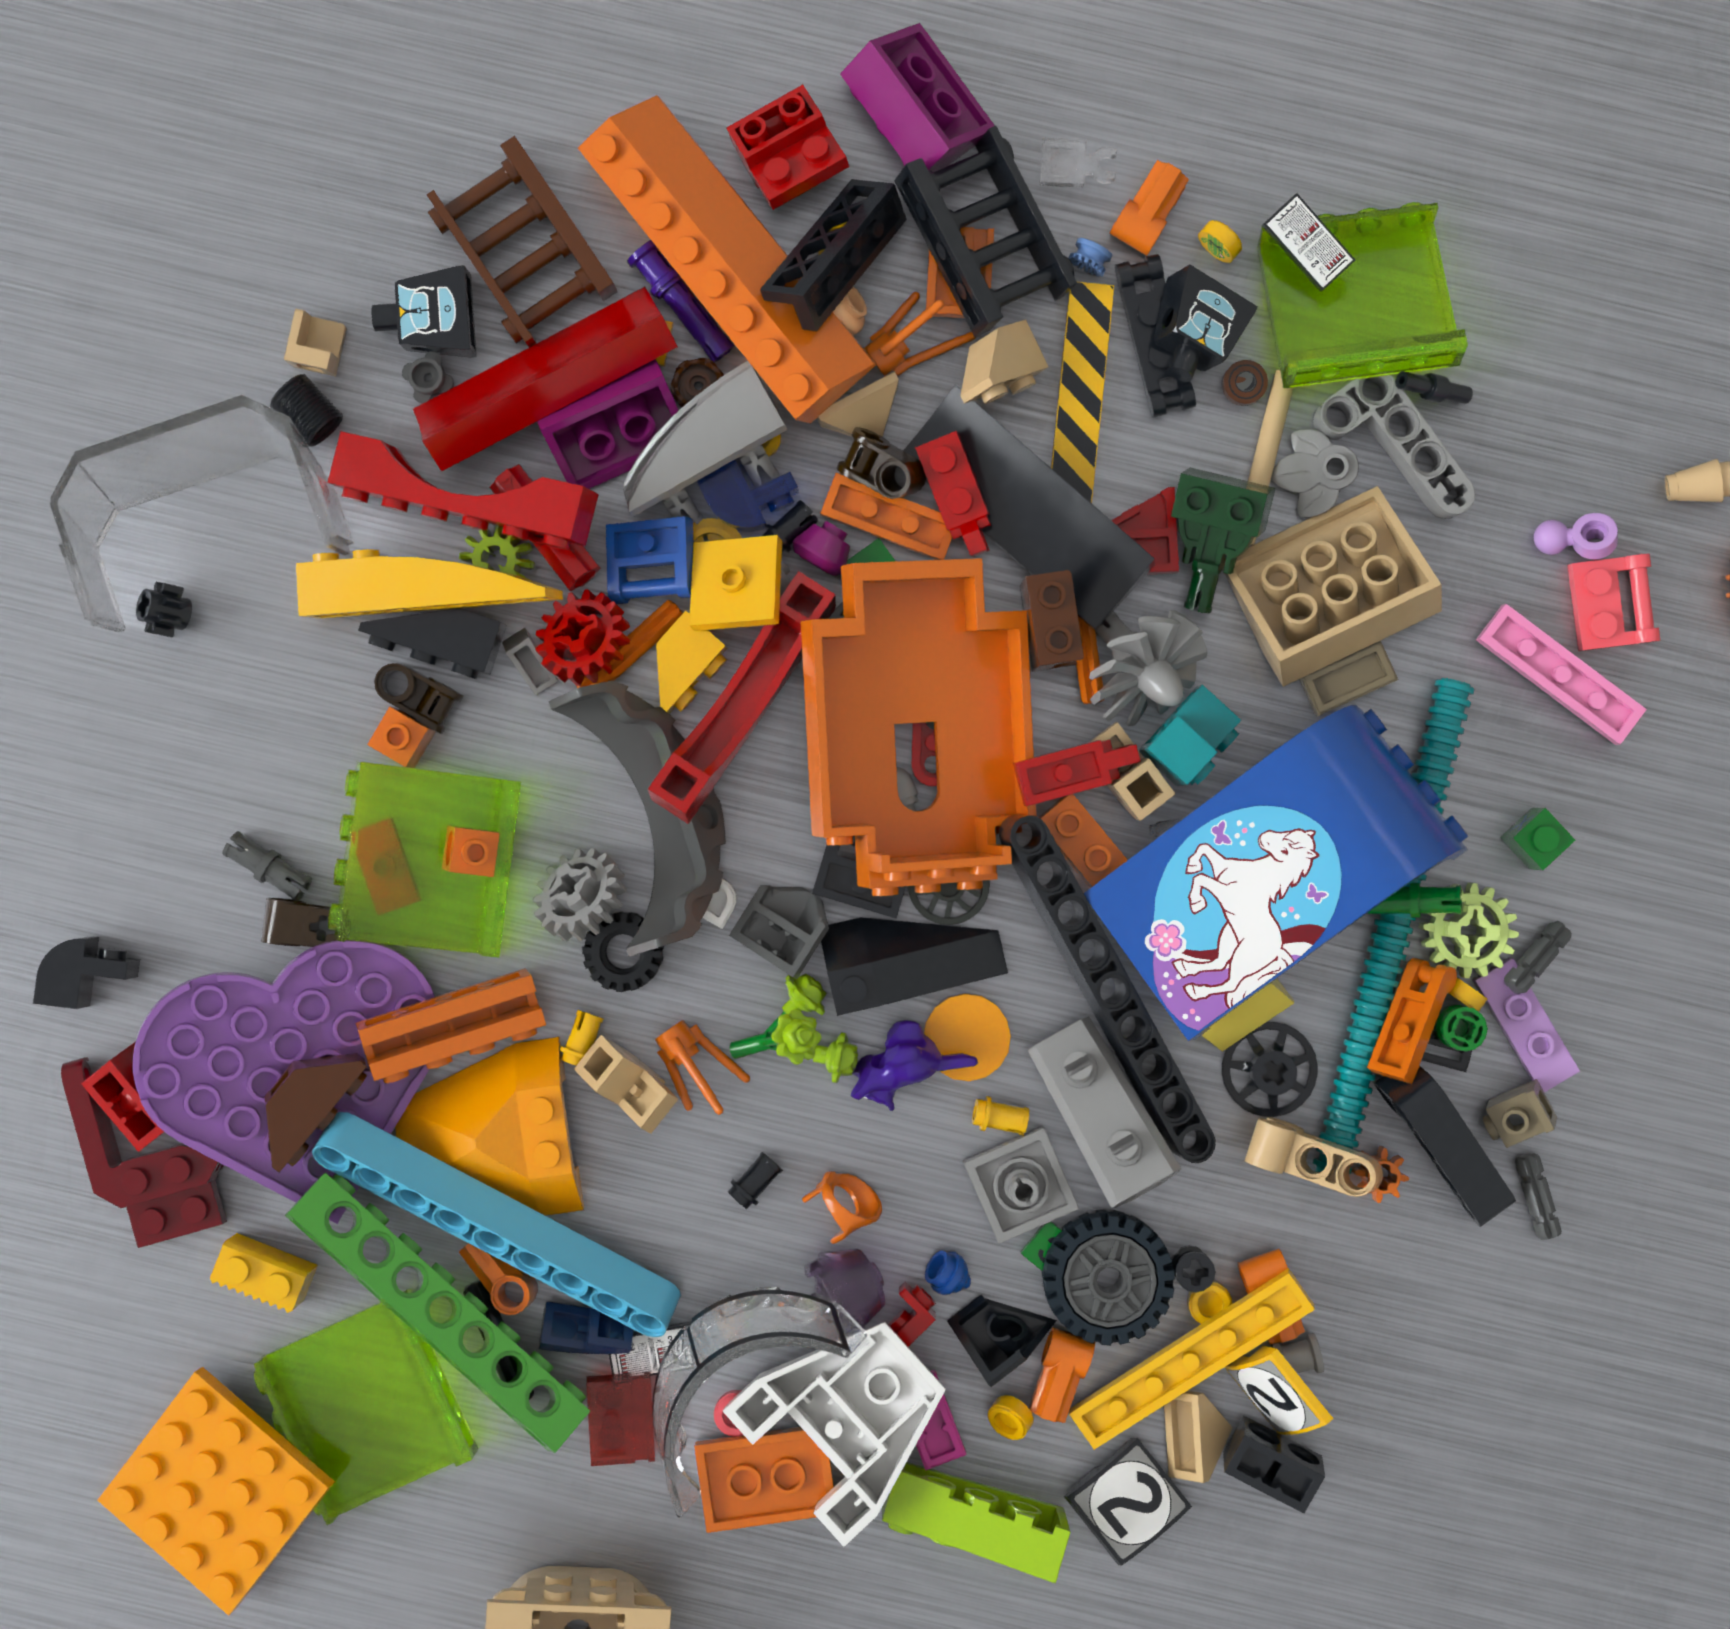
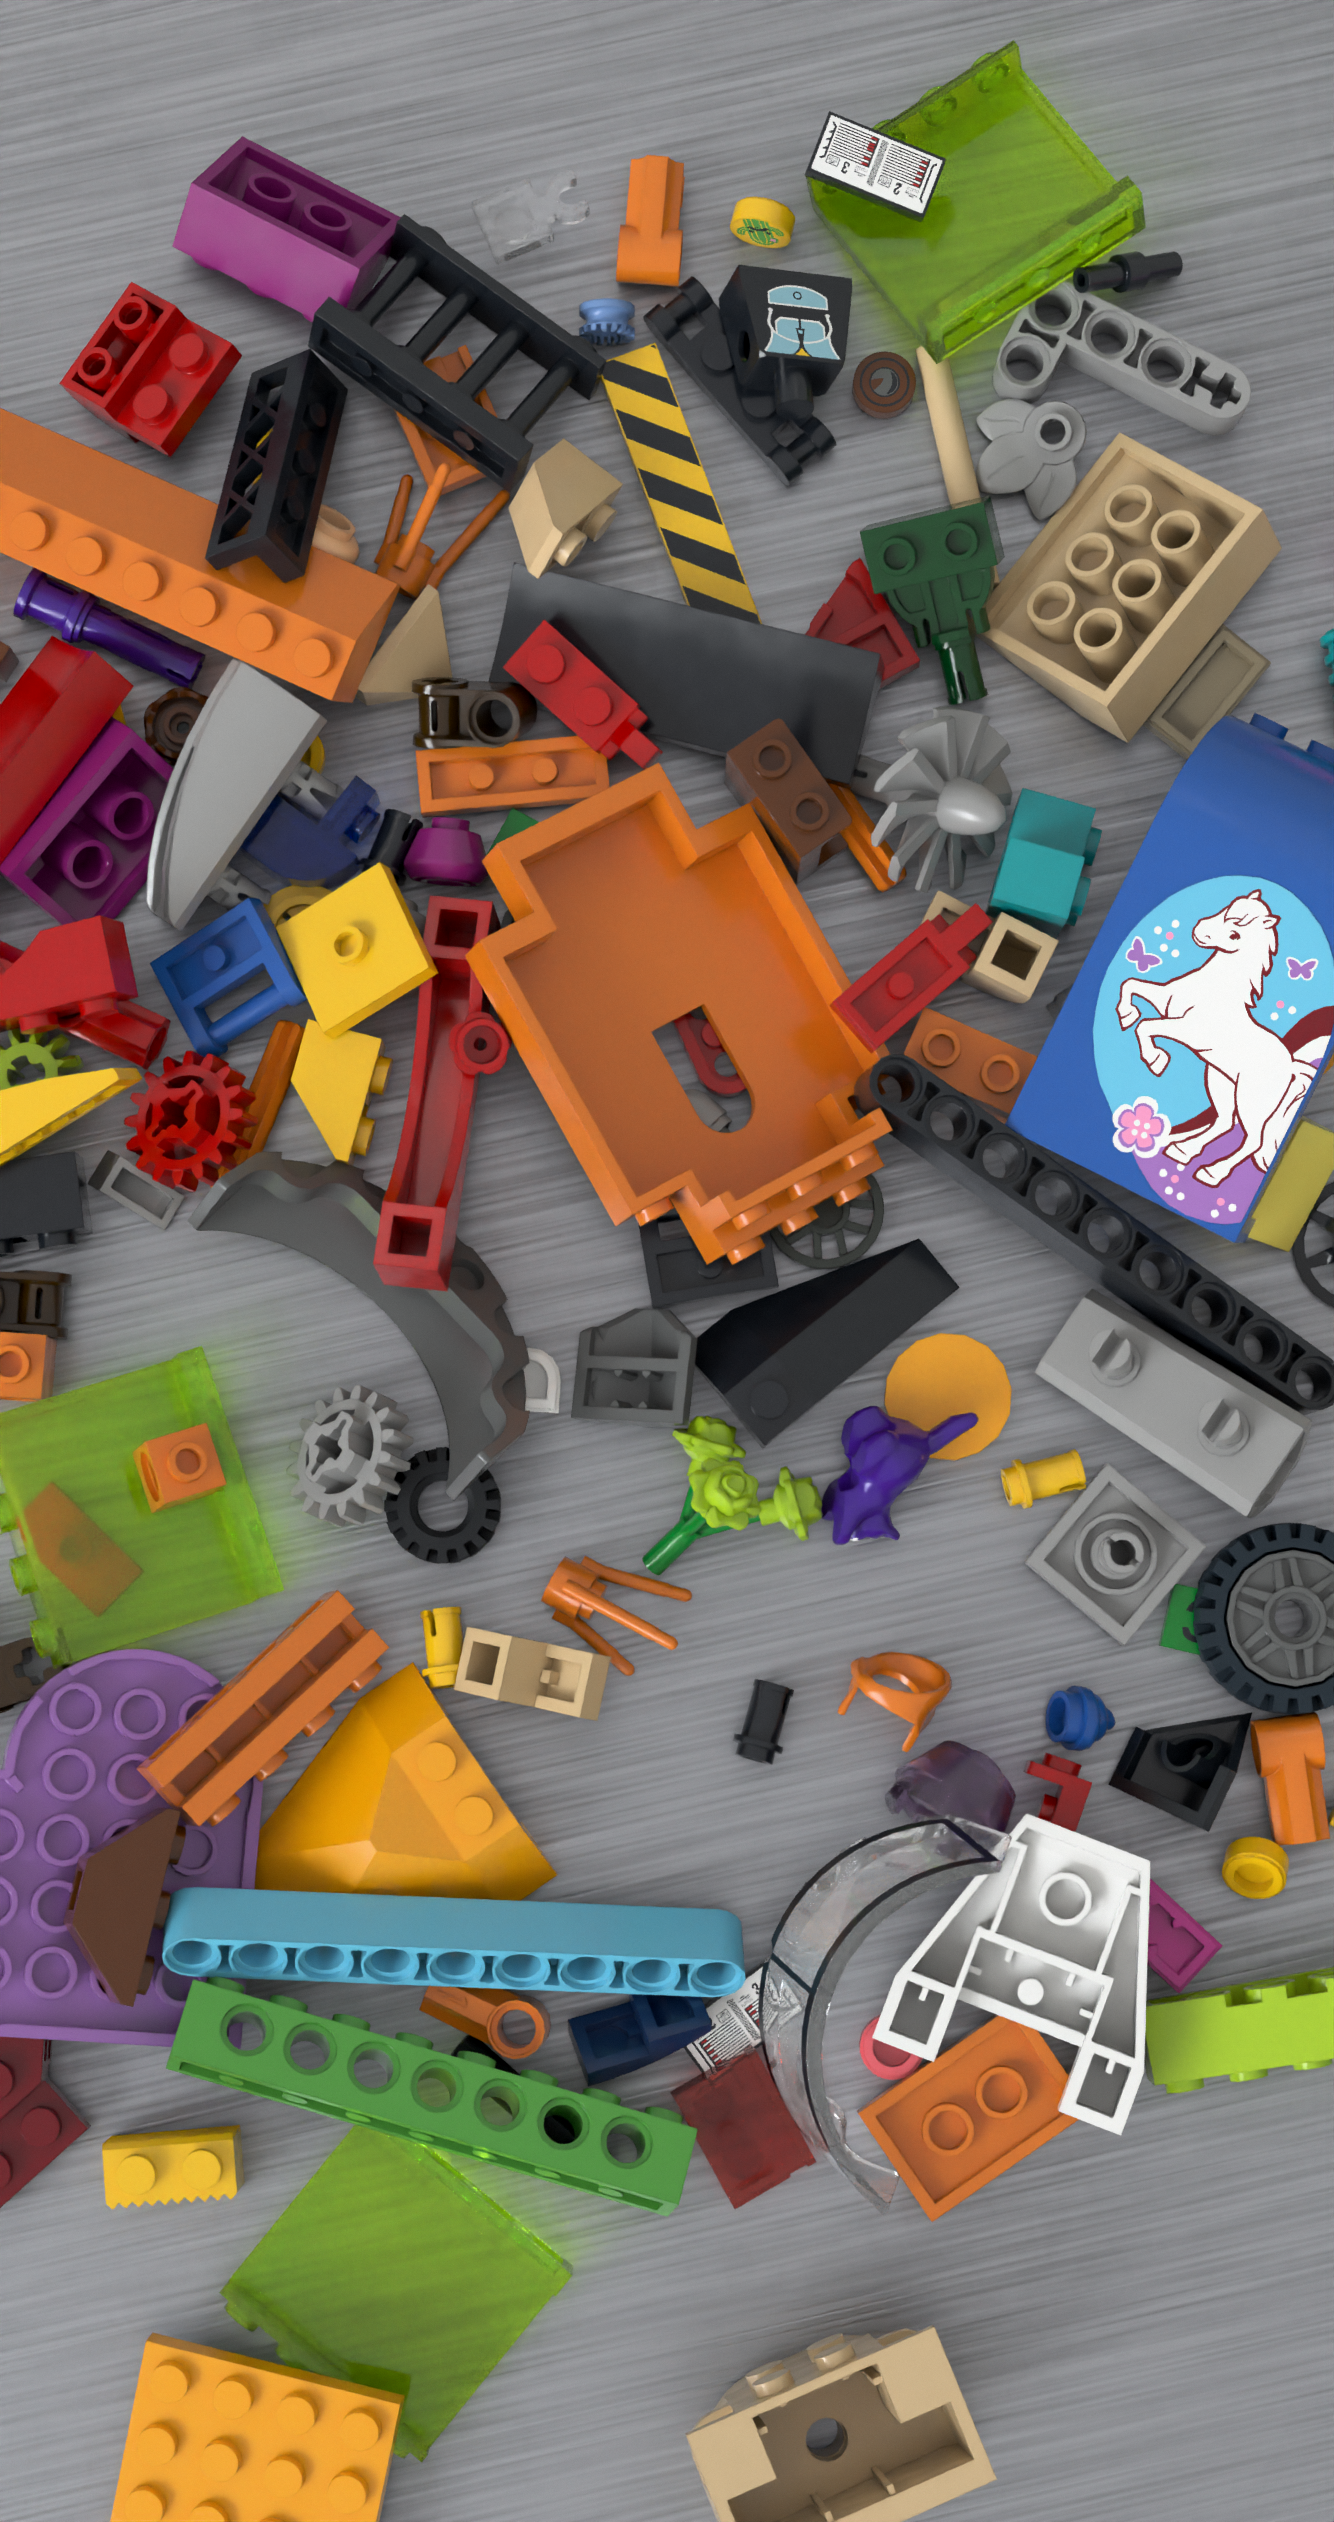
camera: 25 degrees left, 5 degrees down
(783, 692) = (462, 1040): none -> red plate

